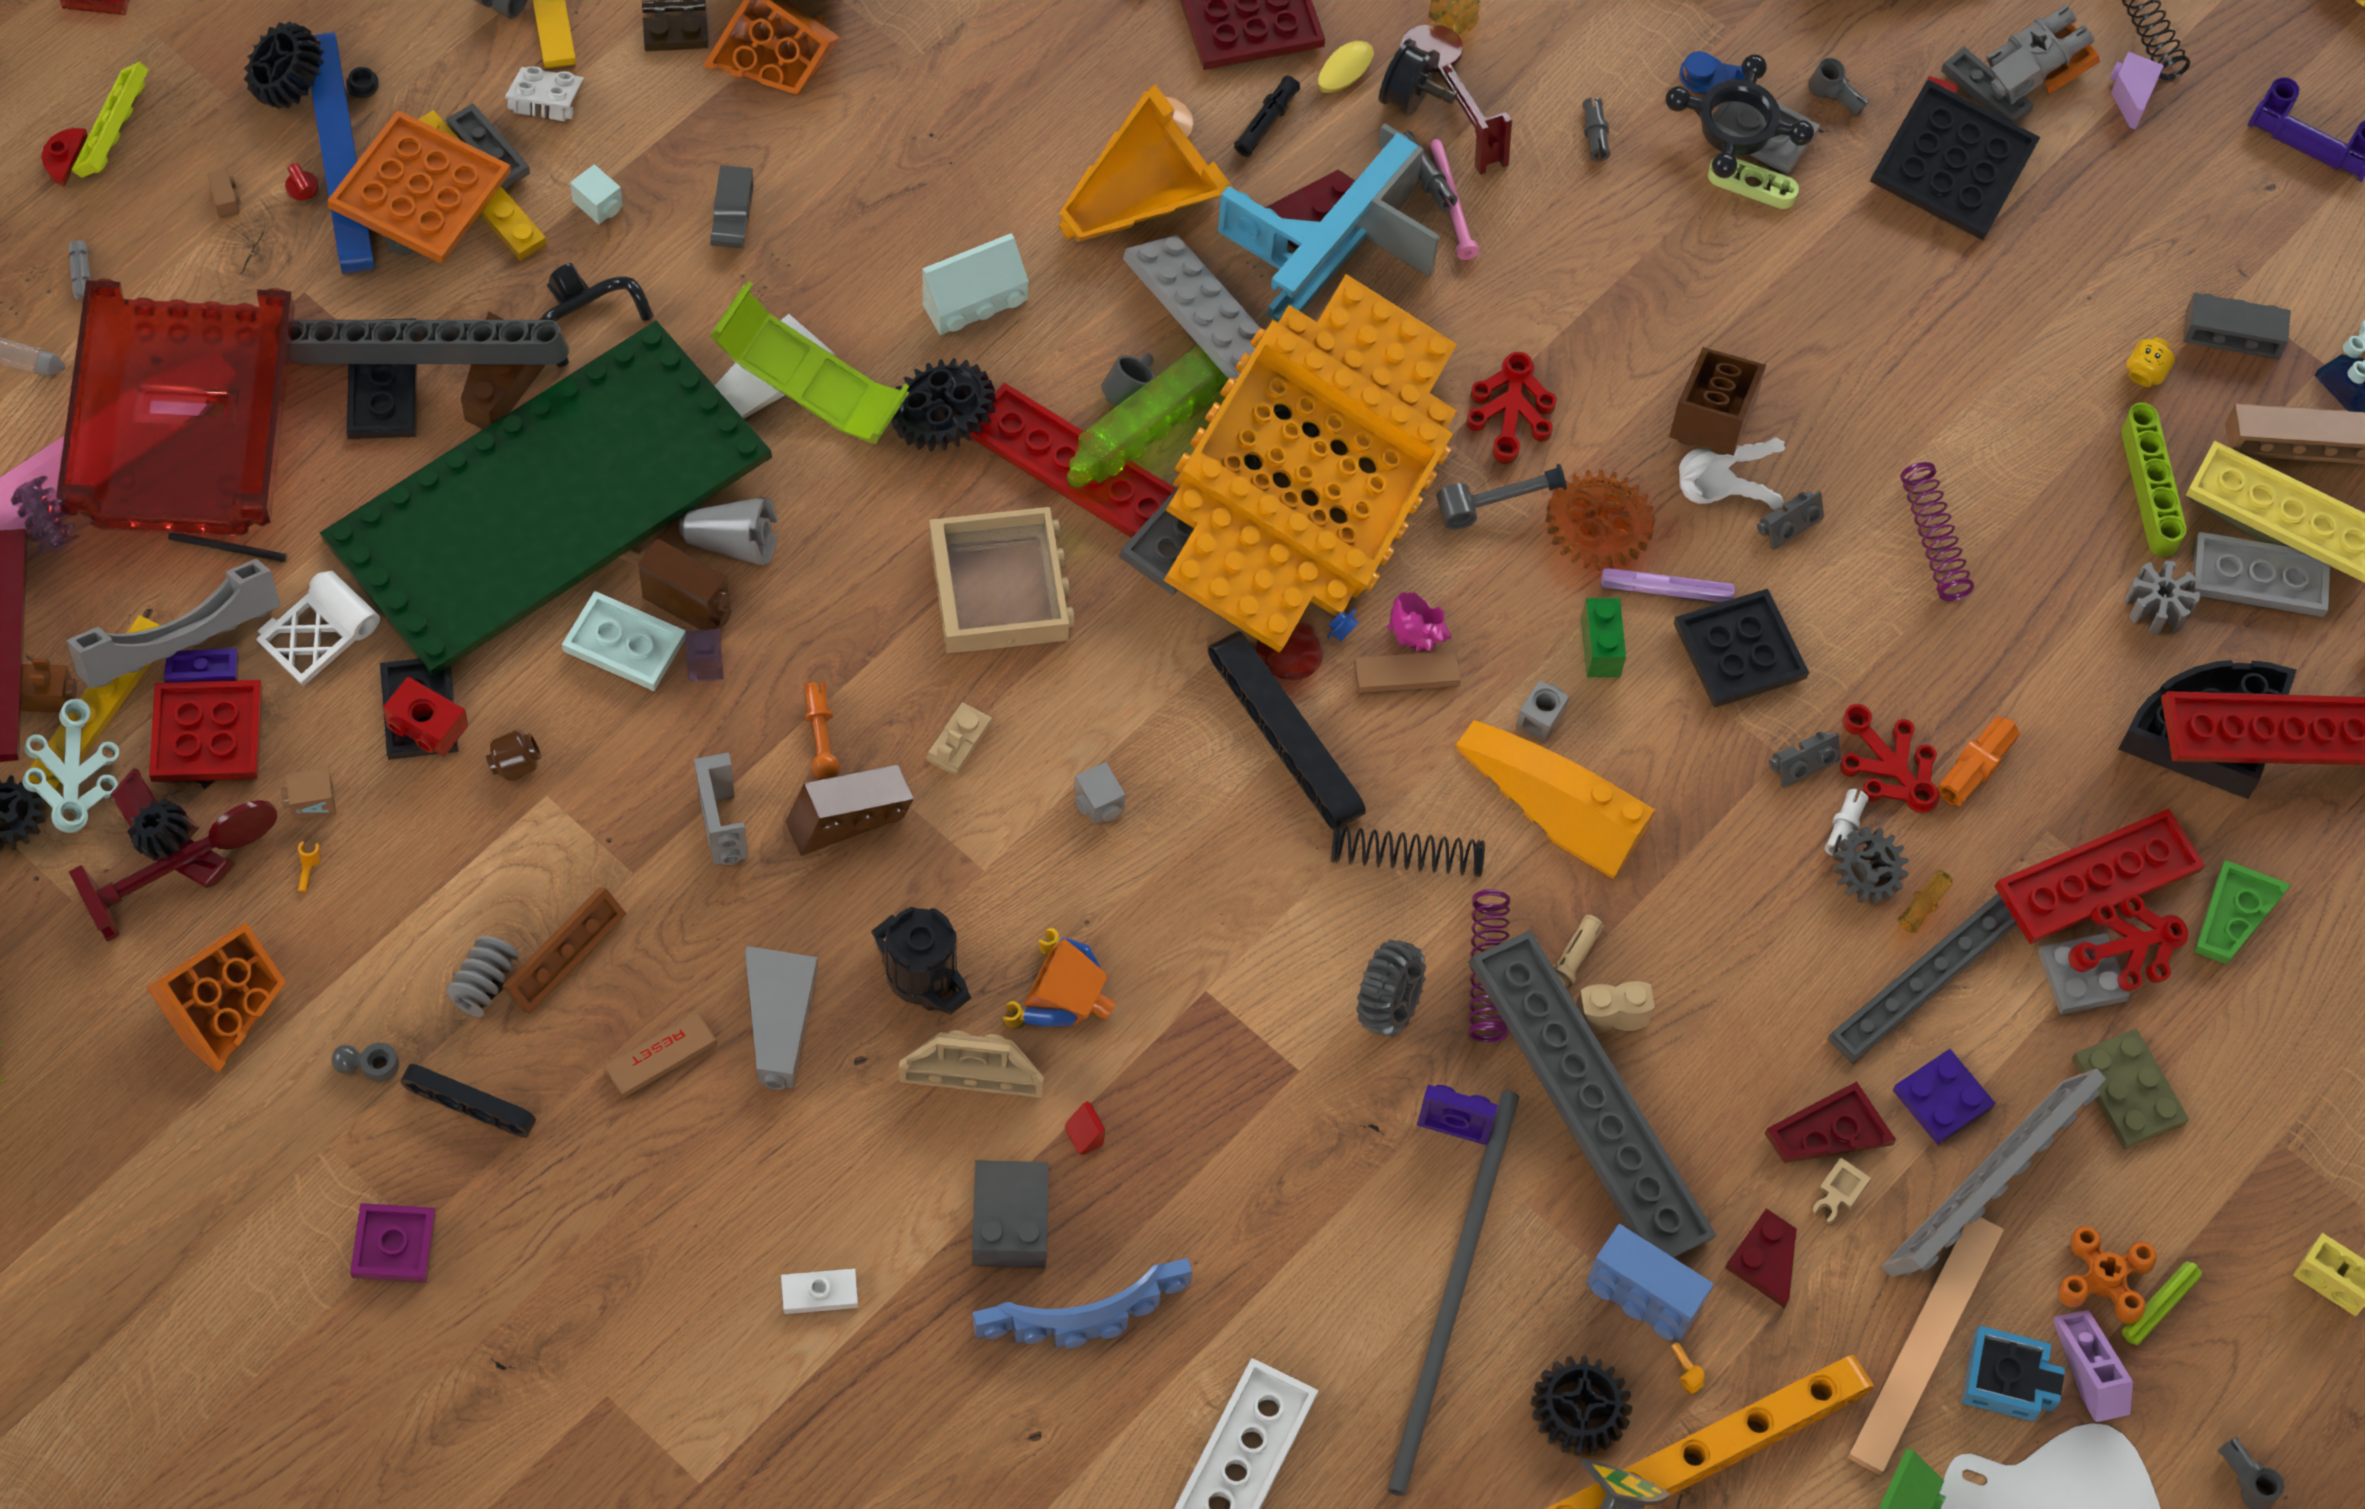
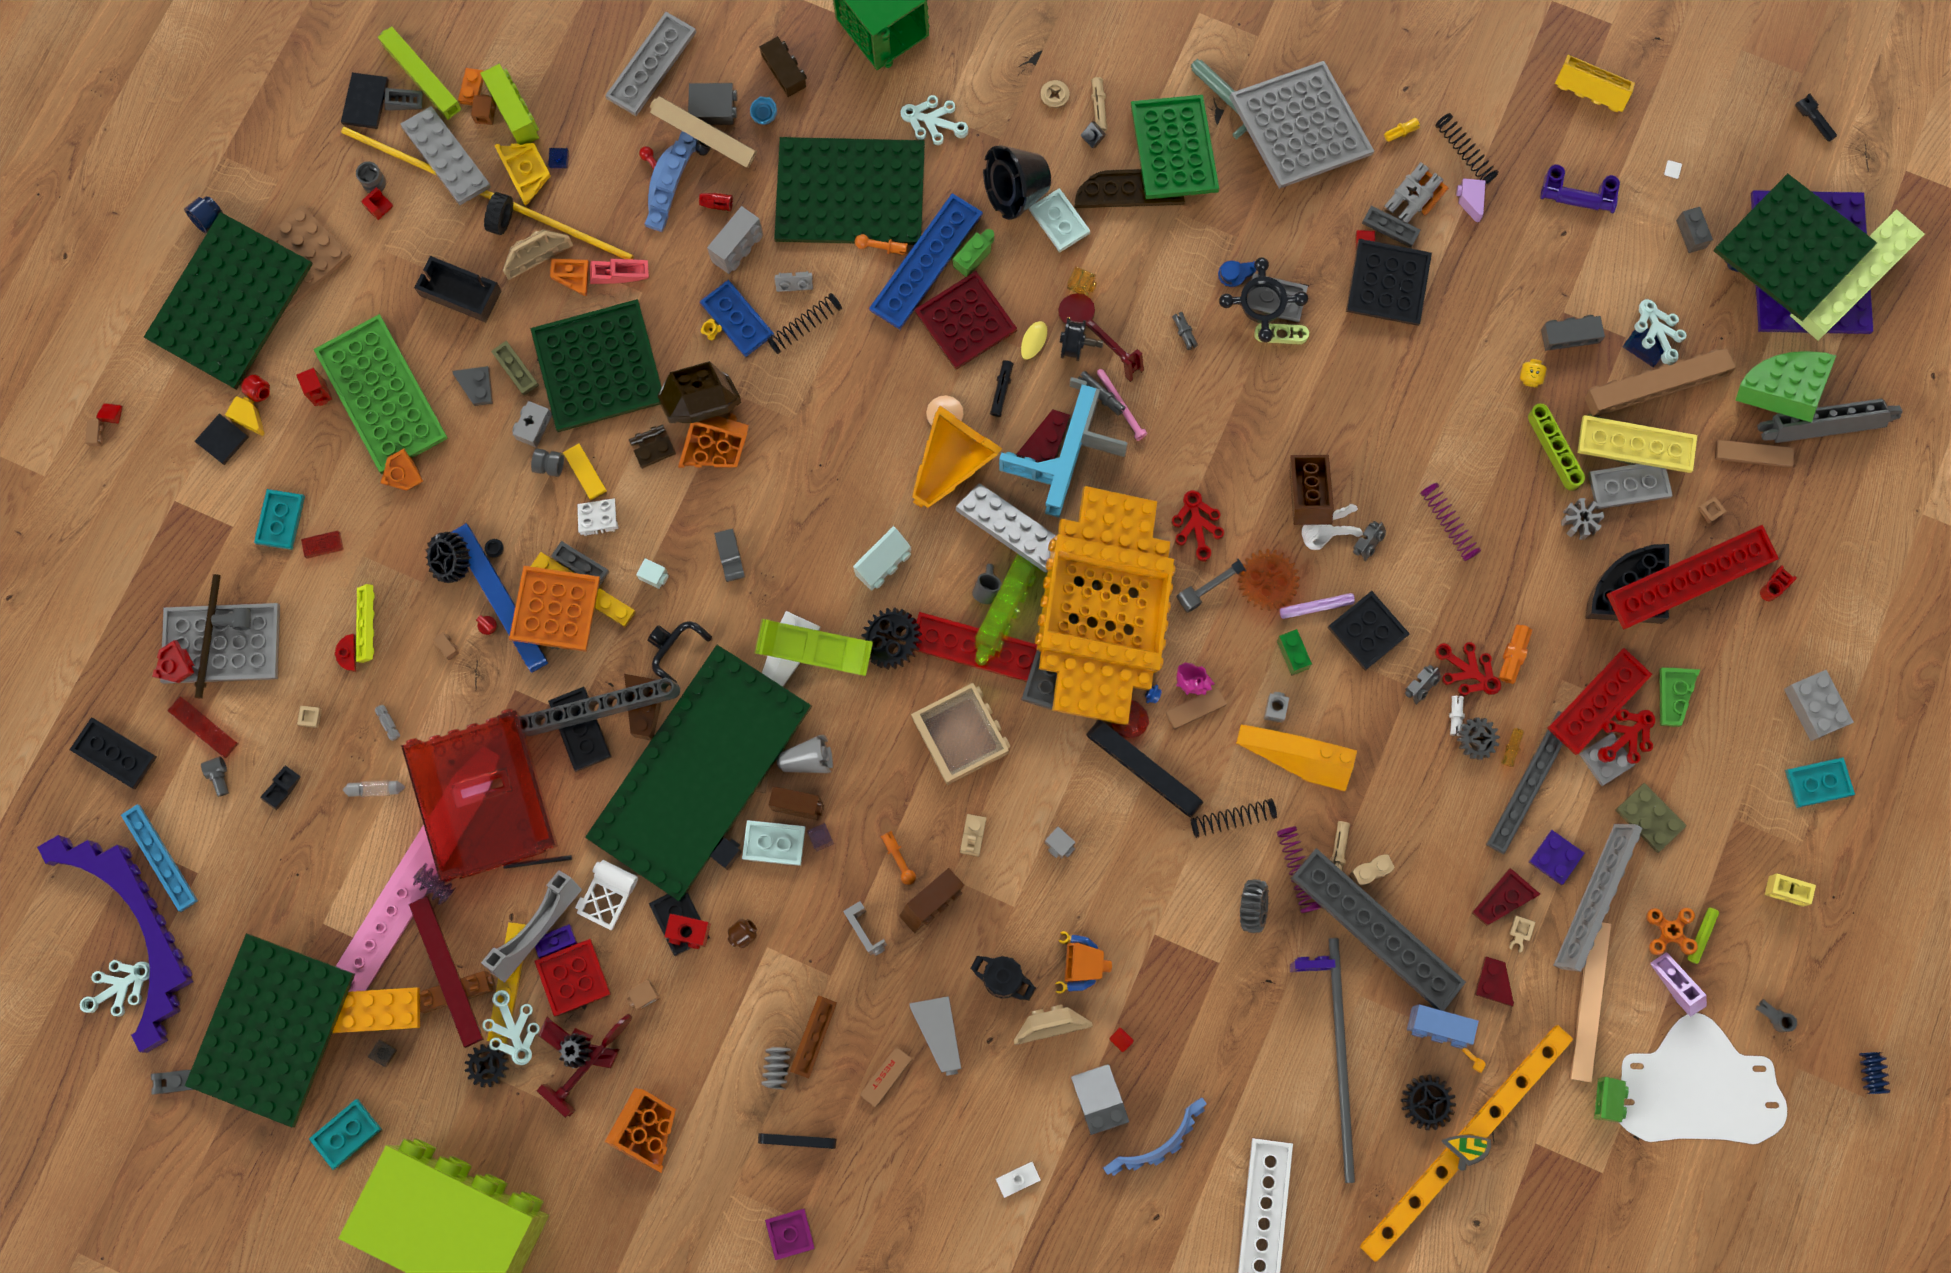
camera: 10 degrees left, 15 degrees up
(308, 861) = (657, 1035): light orange hand -> none
(348, 1059) = (724, 1138): dark grey plate -> none
(539, 629) = (726, 853): none -> black brick
(1836, 85) = (1310, 256): dark grey pin -> none
(2011, 1375) = (1639, 1006): piece -> none
(2016, 75) = (1407, 219): light grey brick -> none

